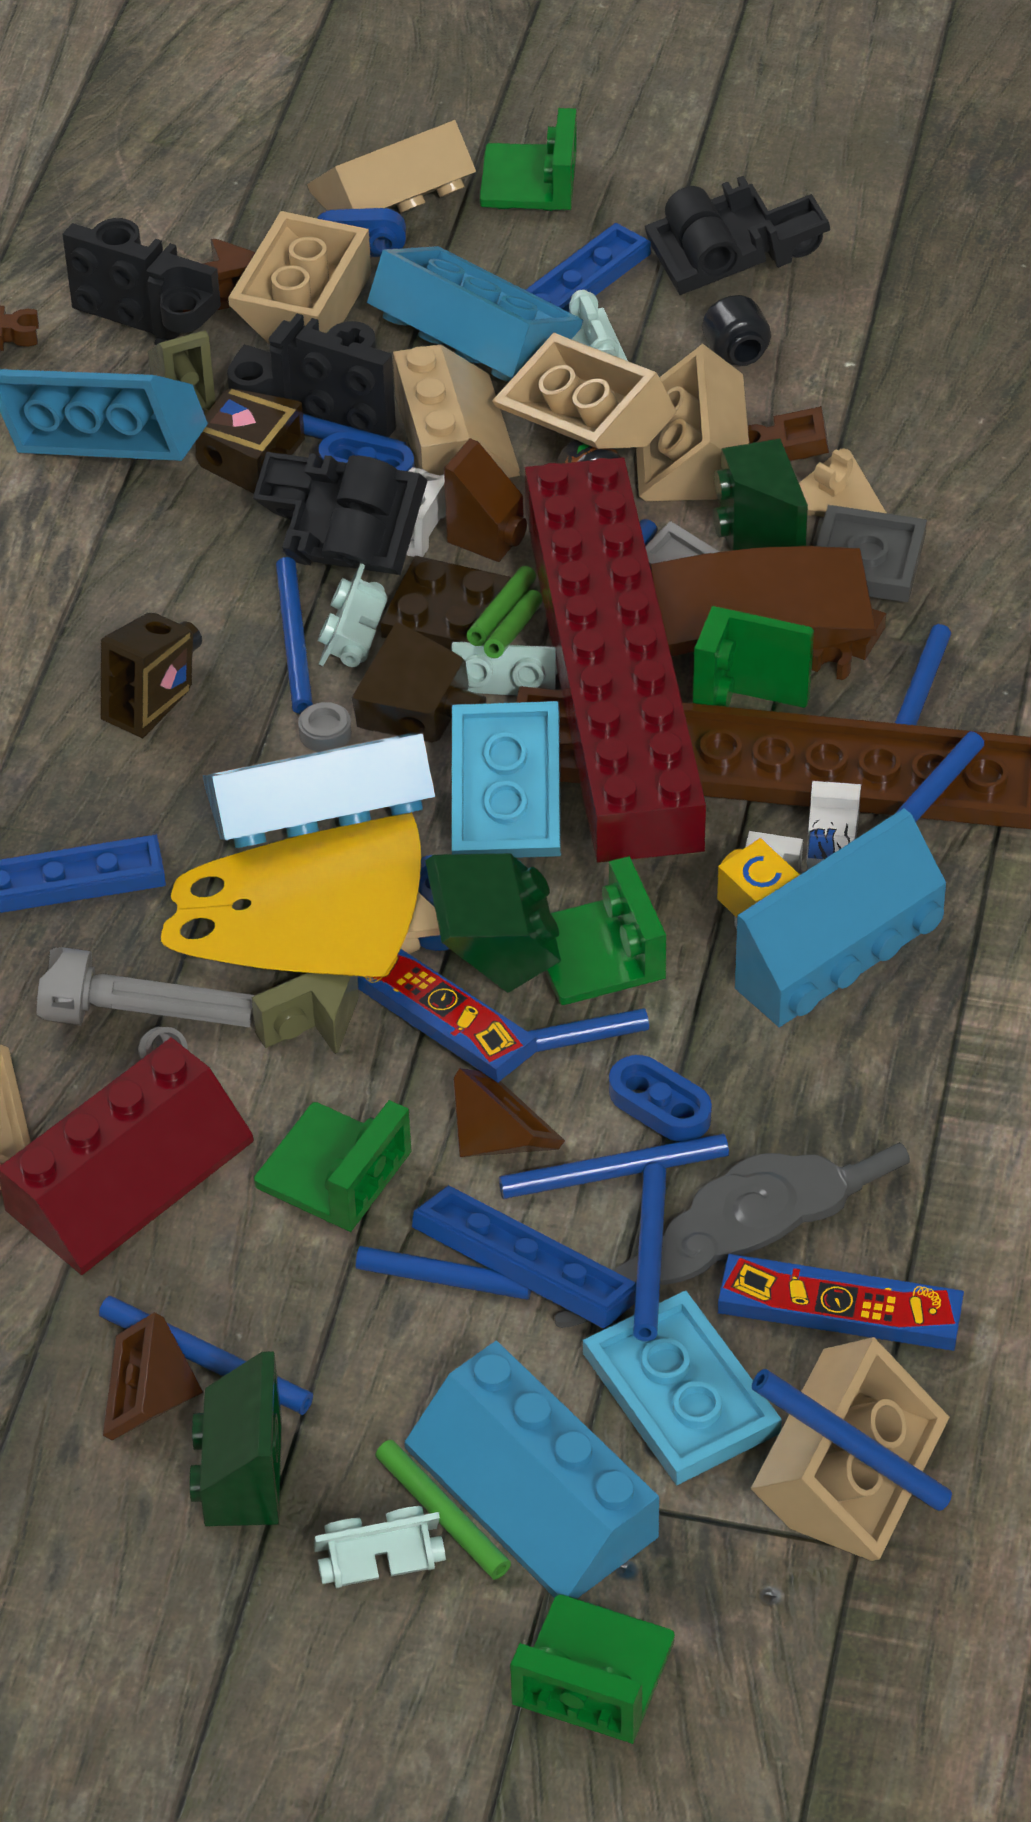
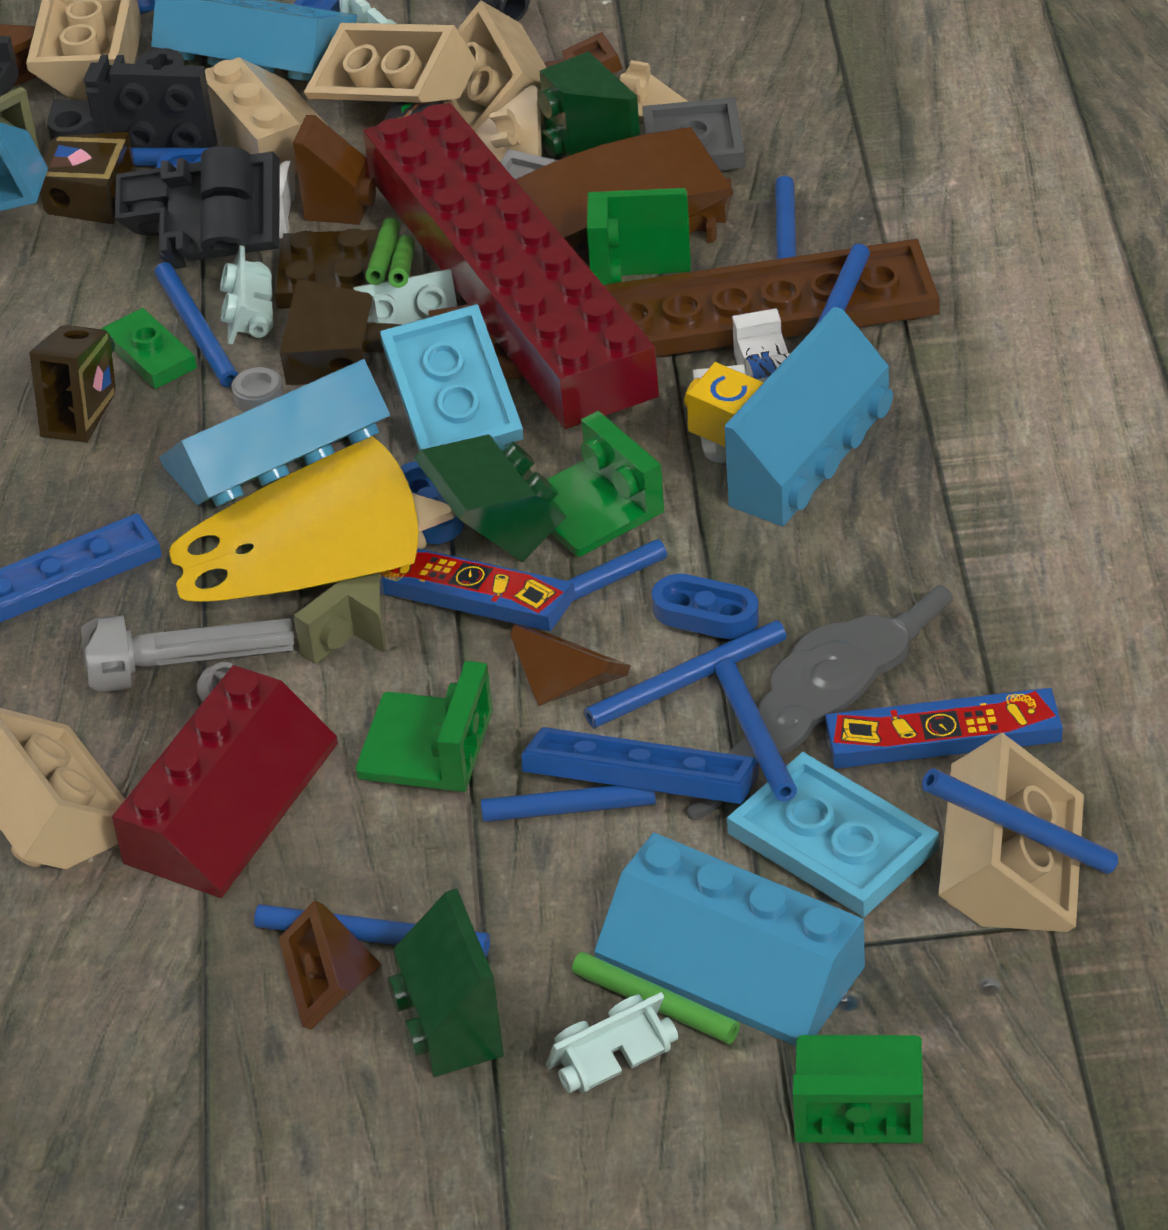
camera: 15 degrees left, 5 degrees down
(238, 650) = (150, 348): none -> green plate
(682, 498) = (514, 126): none -> tan piece

